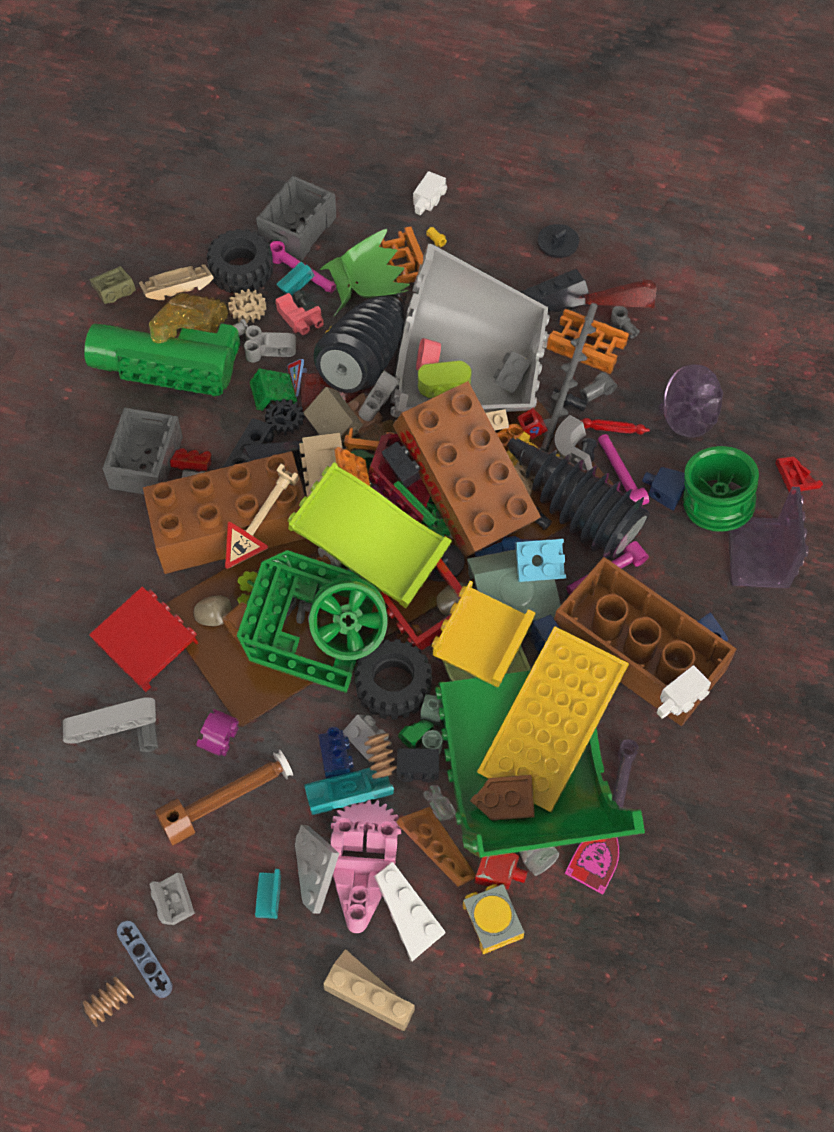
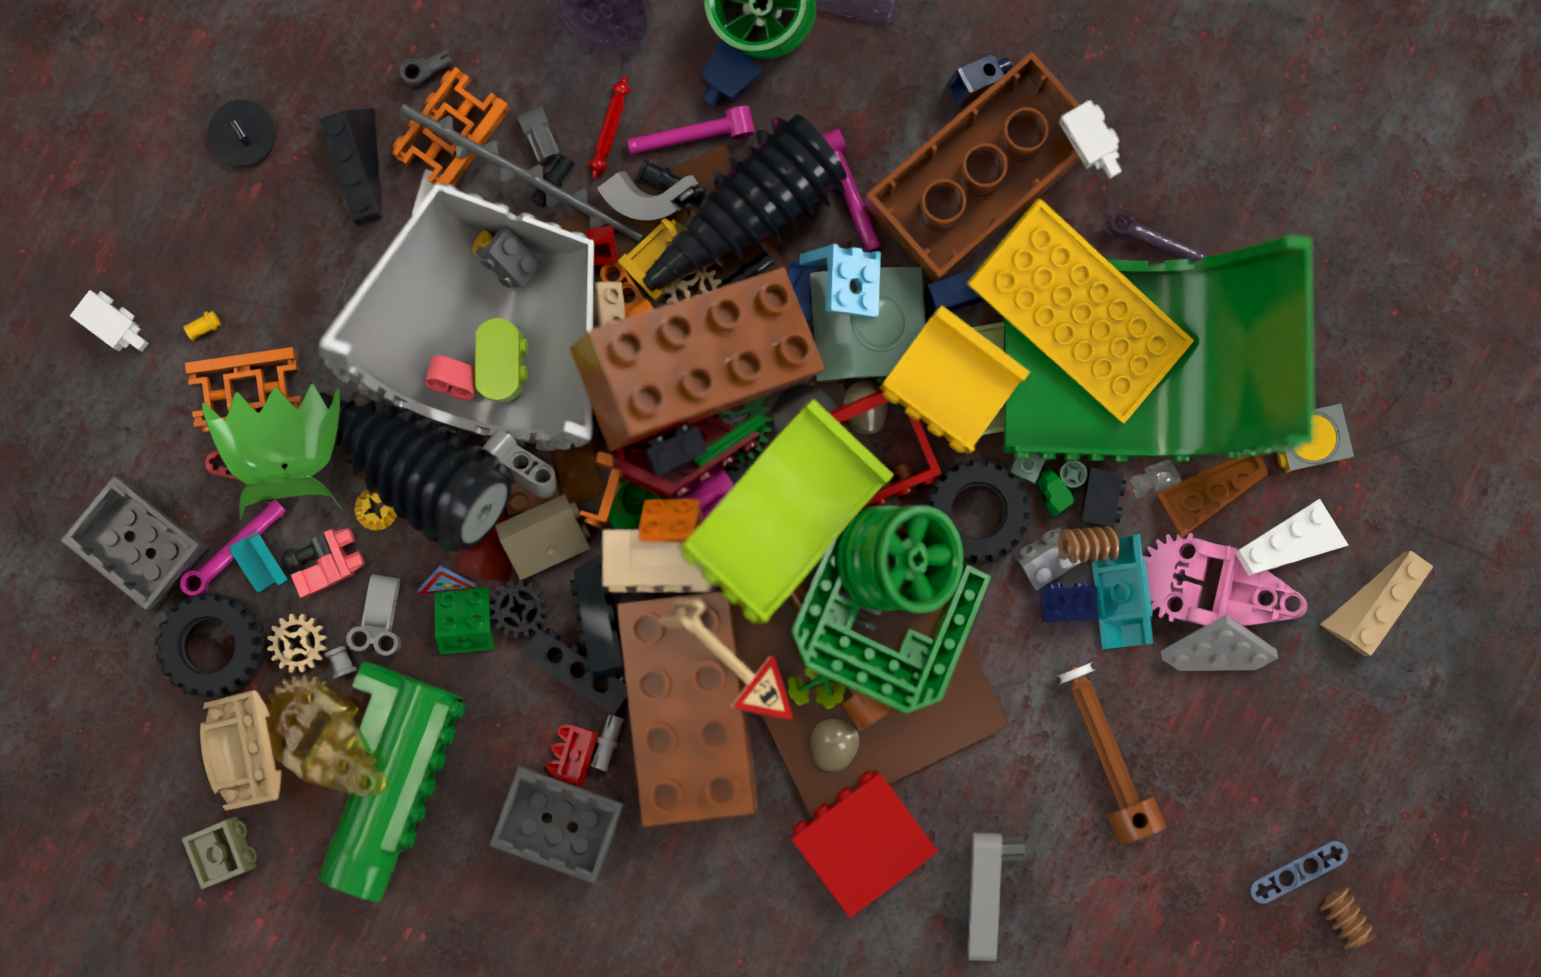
camera: 80 degrees left, 25 degrees up
(172, 899) = (1232, 832): light grey bracket -> none
(217, 732) = (1021, 753): magenta brick -> none
(268, 895) = (1240, 711): teal panel -> none
(506, 798) = (1168, 392): dark orange tile -> none
(632, 295) = (383, 56): clear red wedge -> none

